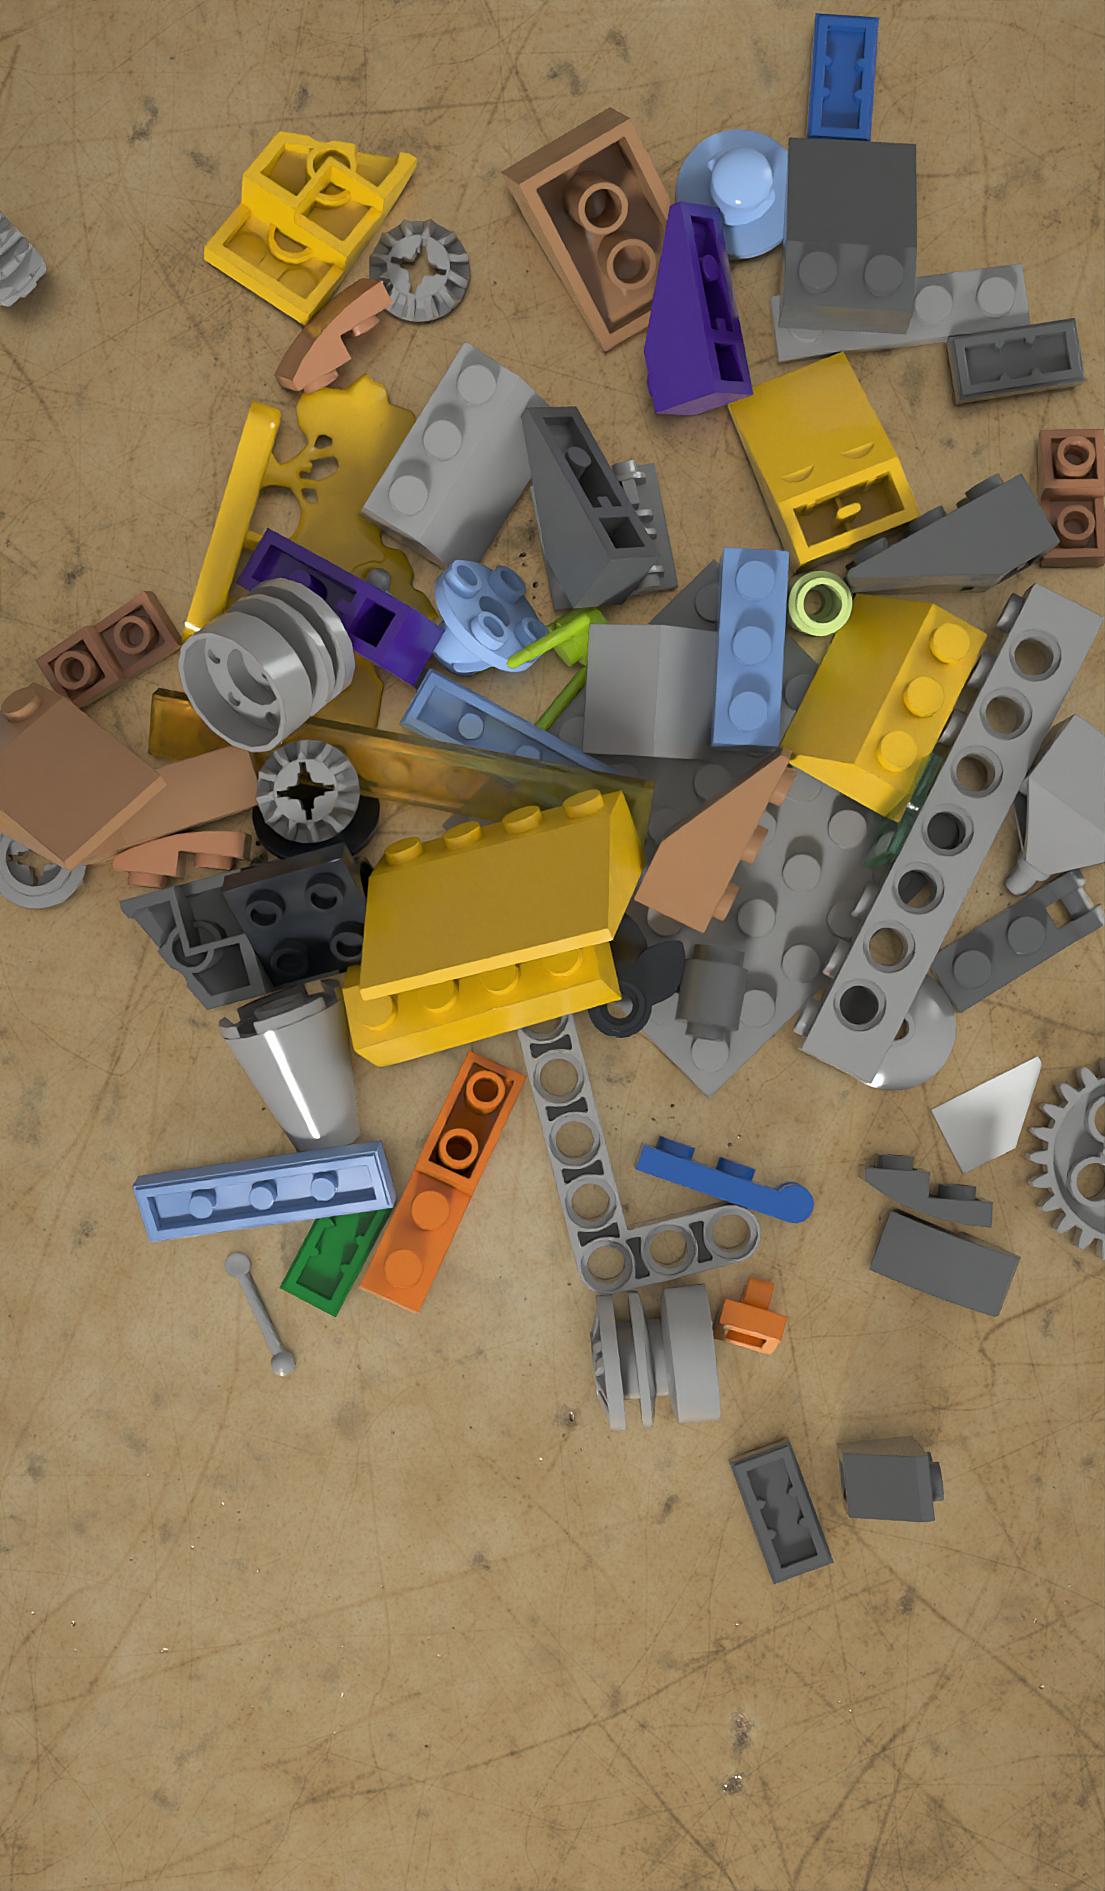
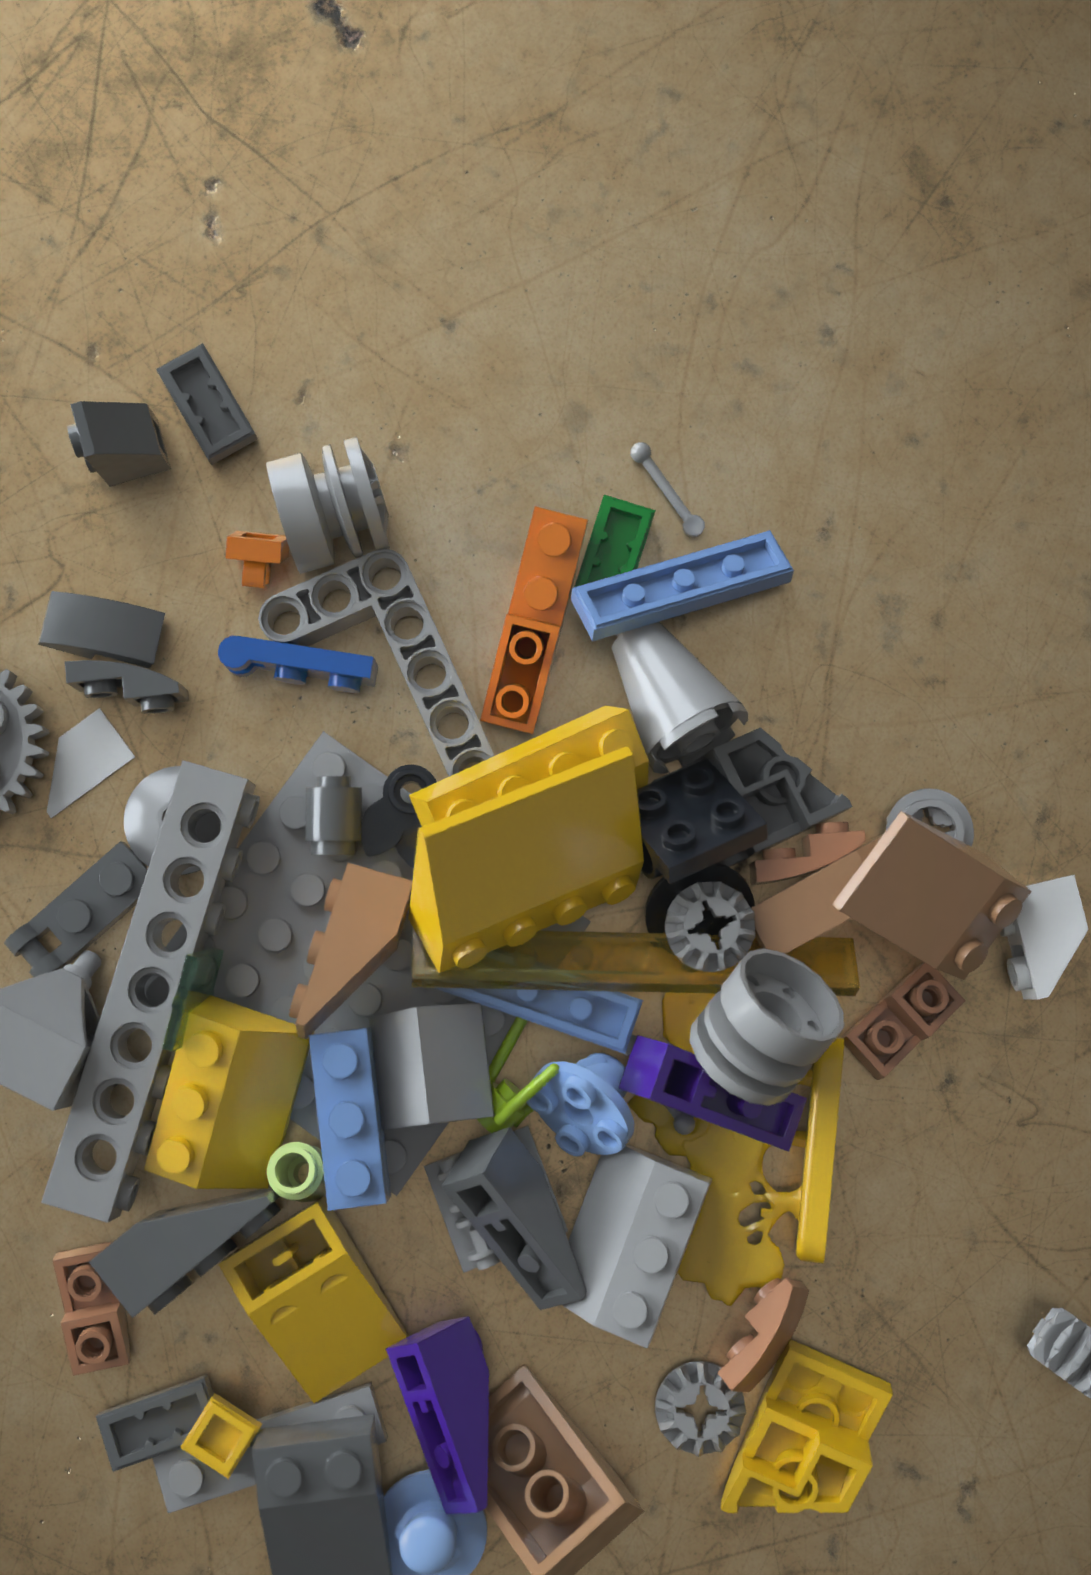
camera: 165 degrees right, 5 degrees down
(948, 333) = (221, 1435): none -> yellow tile

